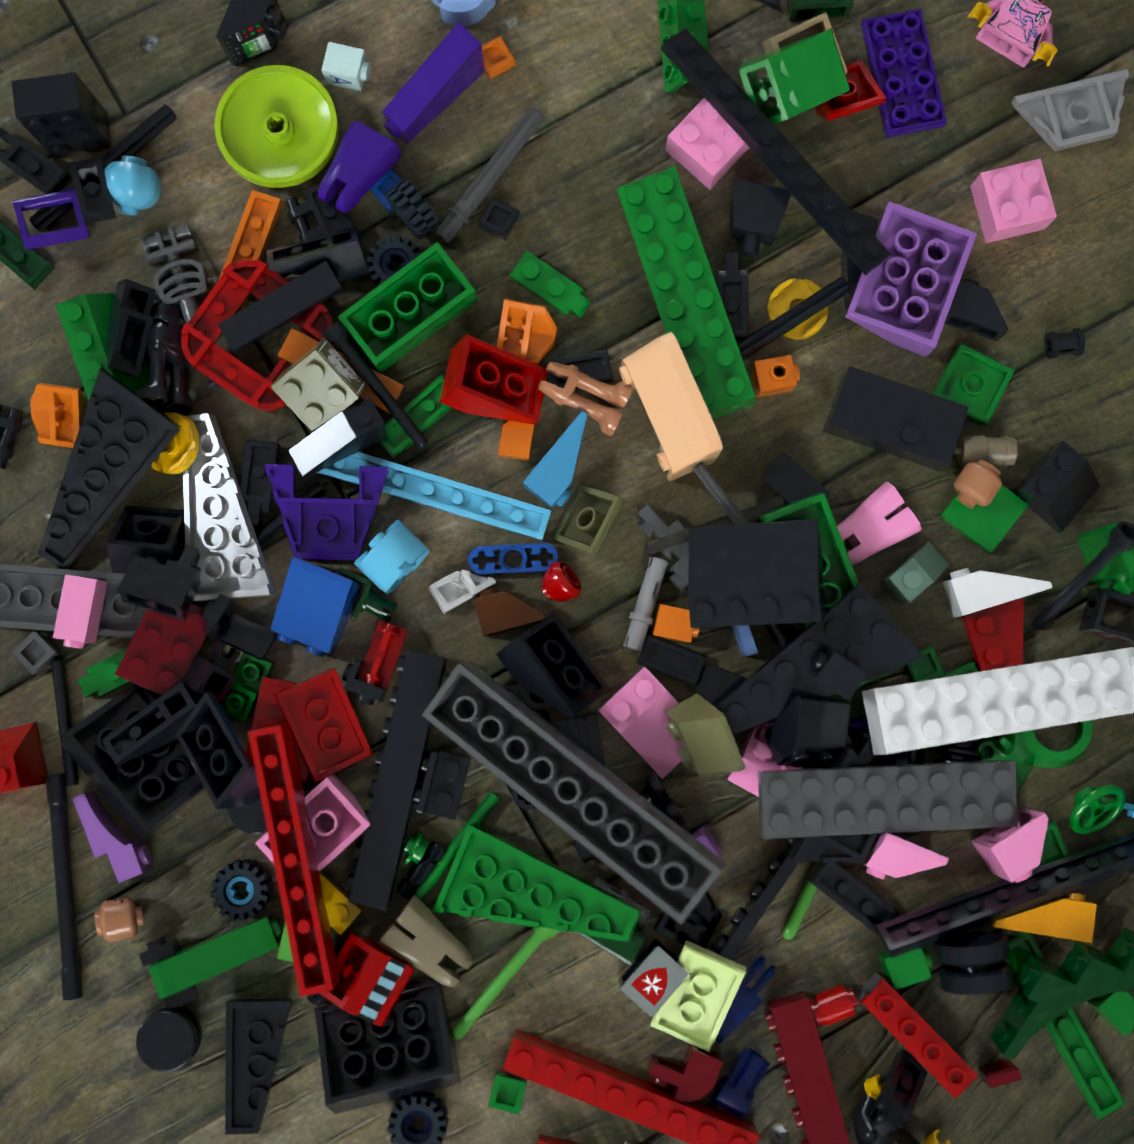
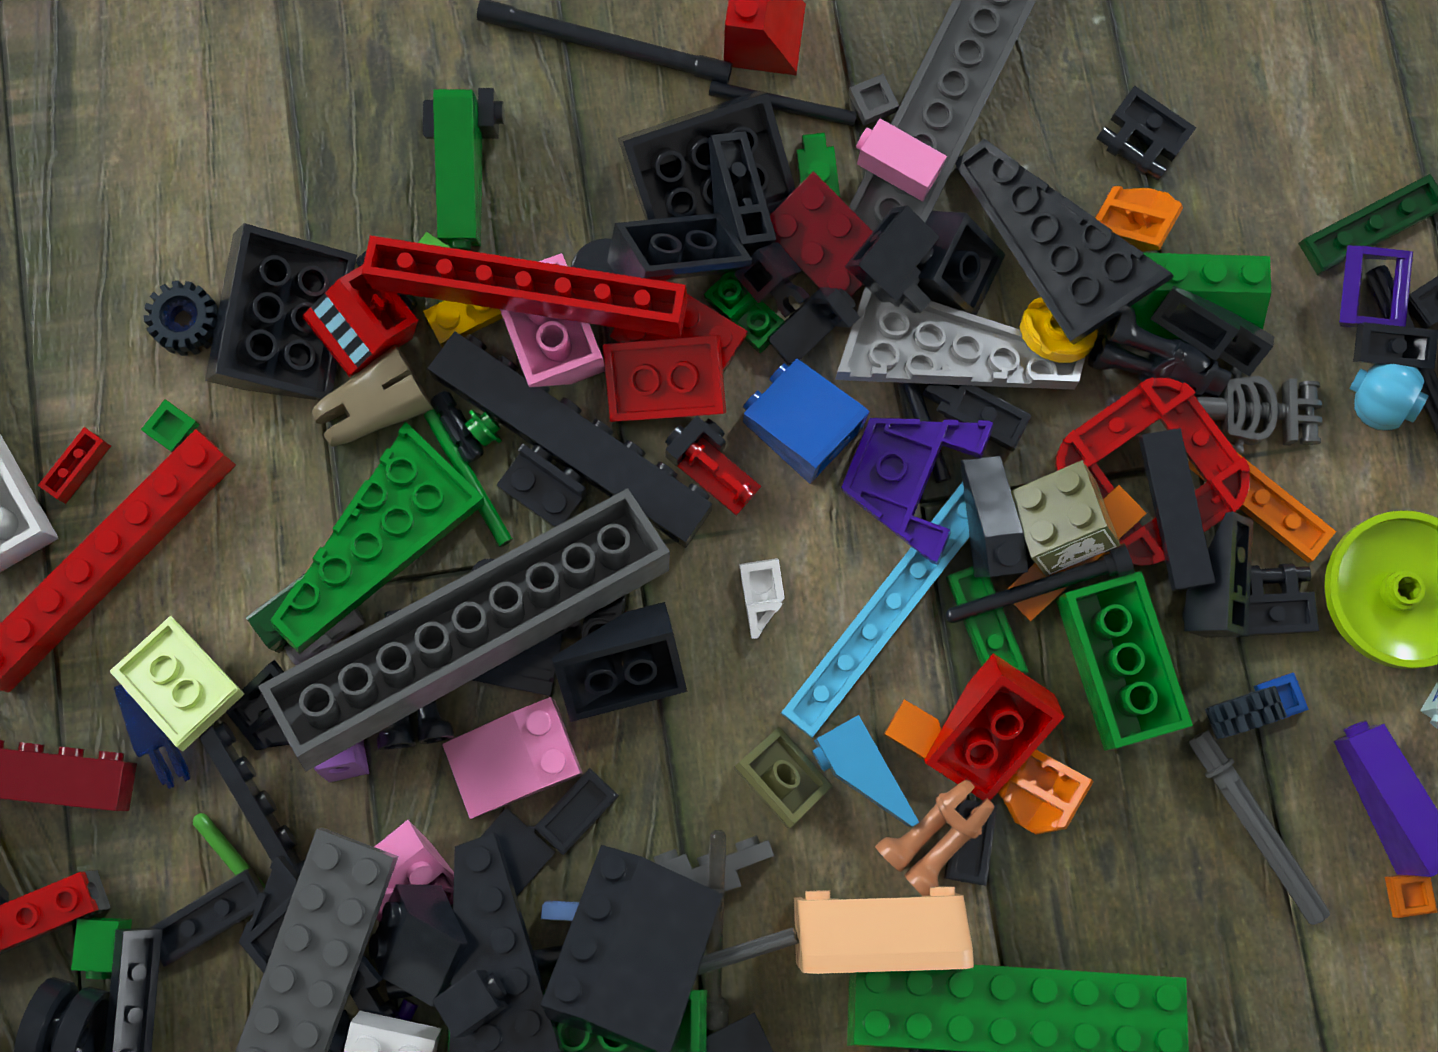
camera: 105 degrees right, 5 degrees down
(104, 837) = (608, 115): medium lavender slope -> none
(118, 919) = (542, 83): nougat head -> none
(168, 1039) = (392, 90): black head -> none
(225, 892) = (520, 205): black bush -> none
(252, 1052) = (338, 171): black wing -> none
(358, 166) = (1323, 668): dark purple piece -> none
(368, 601) = (787, 482): dark green bracket -> none
(387, 251) = (1203, 662): black bush -> none
(392, 557) = (827, 527): medium azure brick -> none
(489, 553) = (790, 645): blue beam -> none
(499, 218) = (1199, 817): black tile -> none
(502, 980) = (294, 467): bright green piece -> none
(503, 612) = (712, 633): reddish brown slope -> none
(549, 286) = (1091, 847): green hinge -> none
(561, 583) = (720, 715): red cone -> none
(645, 604) = (655, 807): light grey pin -> none
(652, 977) = (220, 638): piece -> none
(674, 624) = (617, 829): orange brick -> none
(692, 1078) = (89, 637): dark red brick -> none
(703, 737) = (467, 808): olive slope -> none
(736, 1090) = (54, 686): clear blue piece -> none
(833, 1005) = (94, 838): red brick -> none
(899, 857) = (225, 993): bright pink slope -> none

